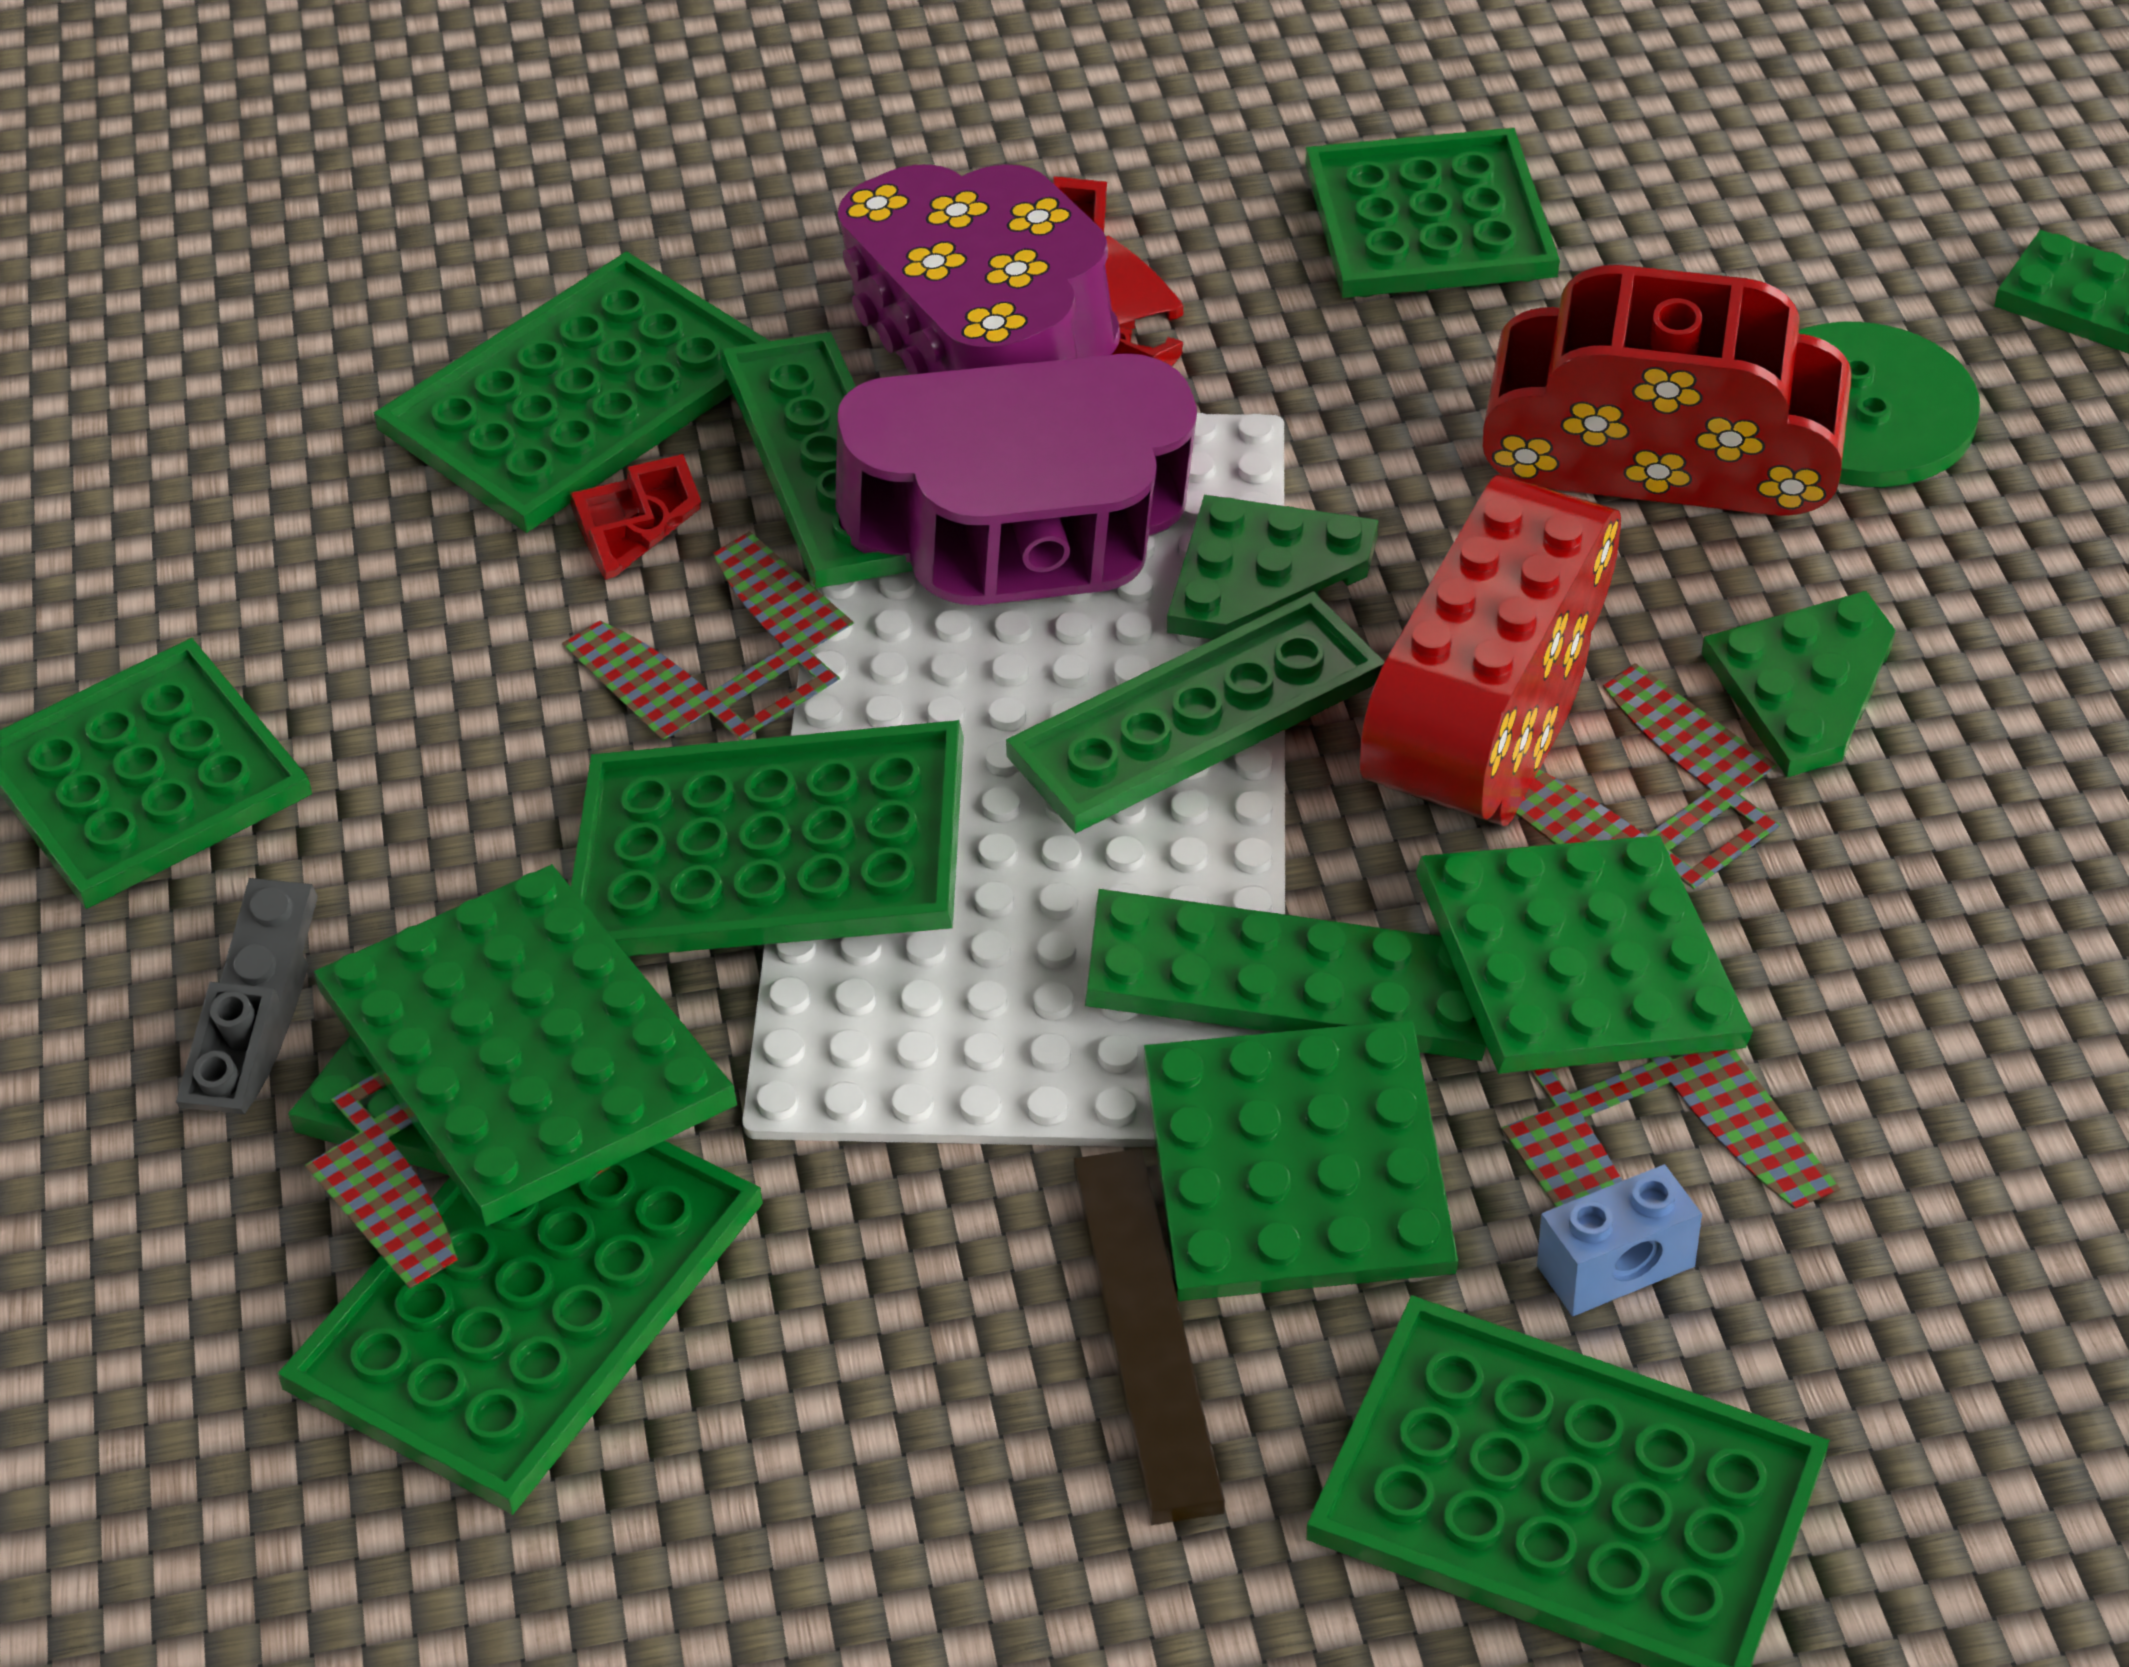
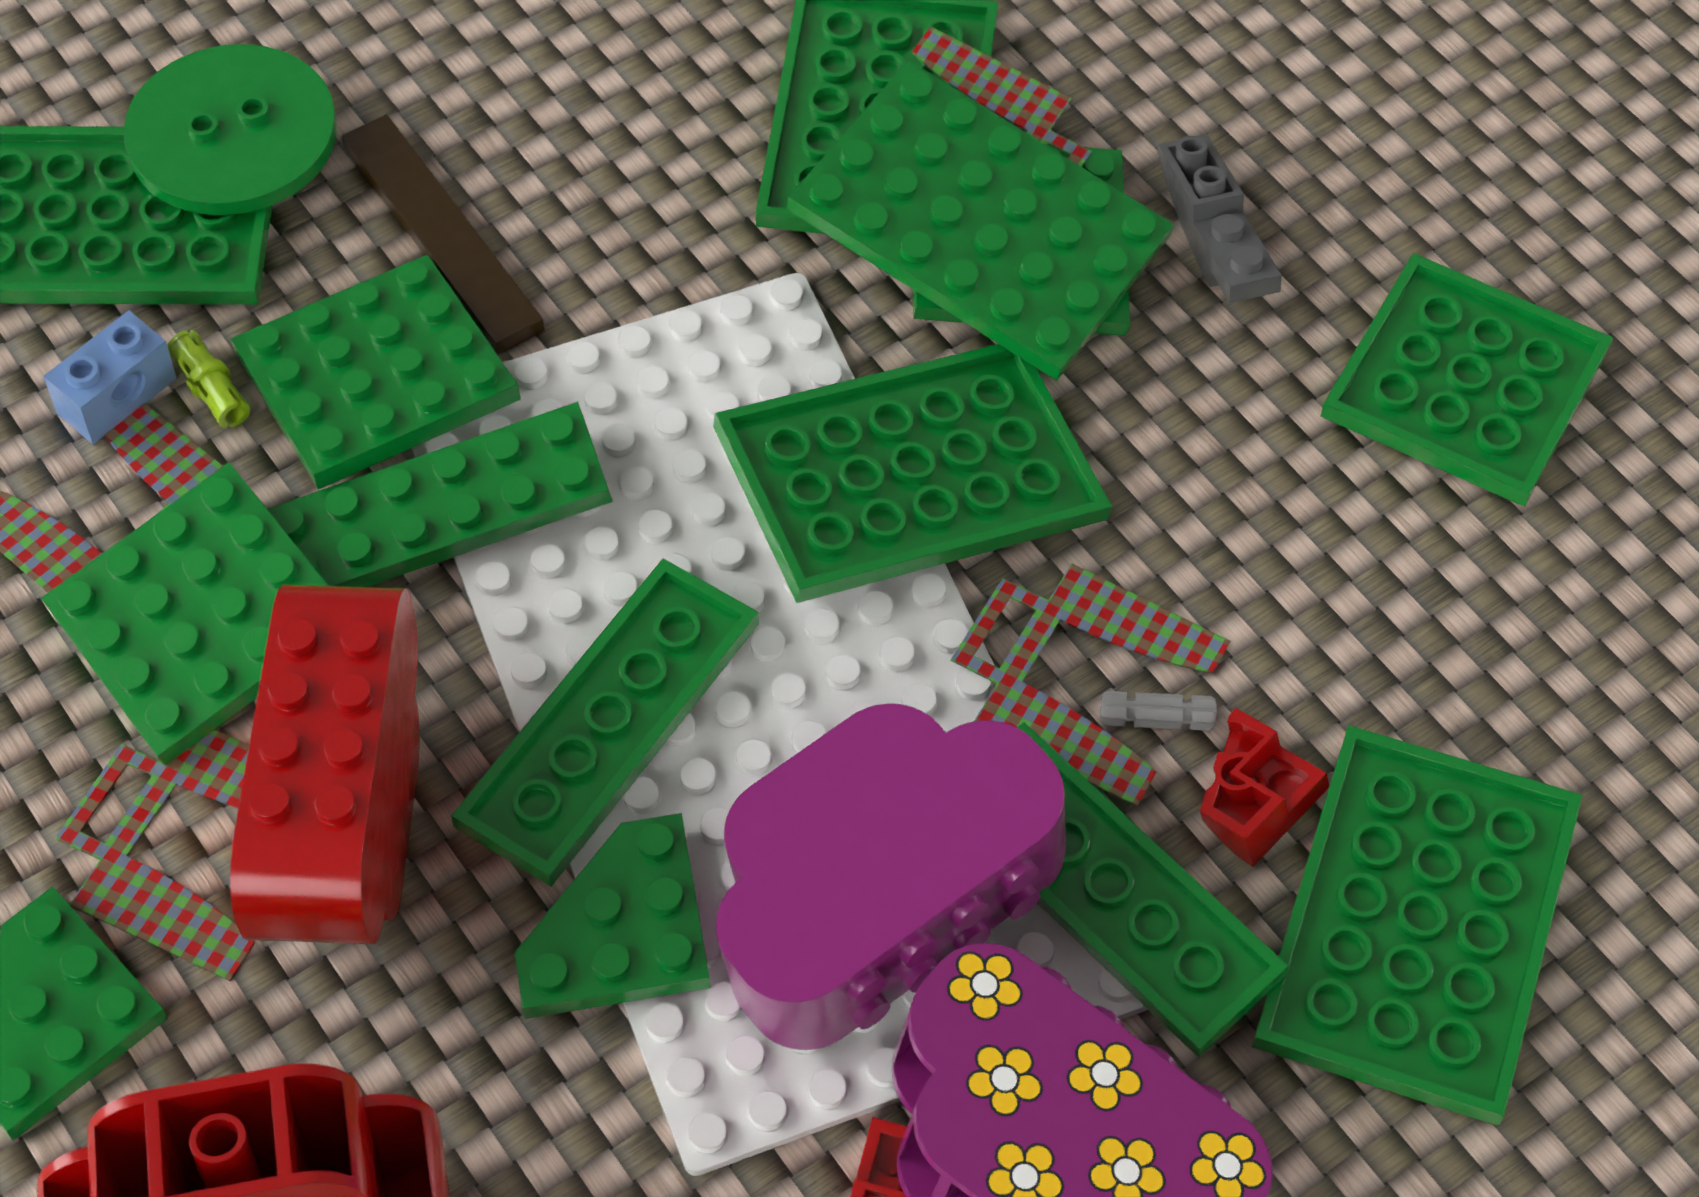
camera: 155 degrees right, 10 degrees up
(675, 596) = (1158, 710): none -> light grey axle
(1373, 1526) = (230, 129): none -> green plate
(1499, 1226) = (208, 379): none -> lime pin

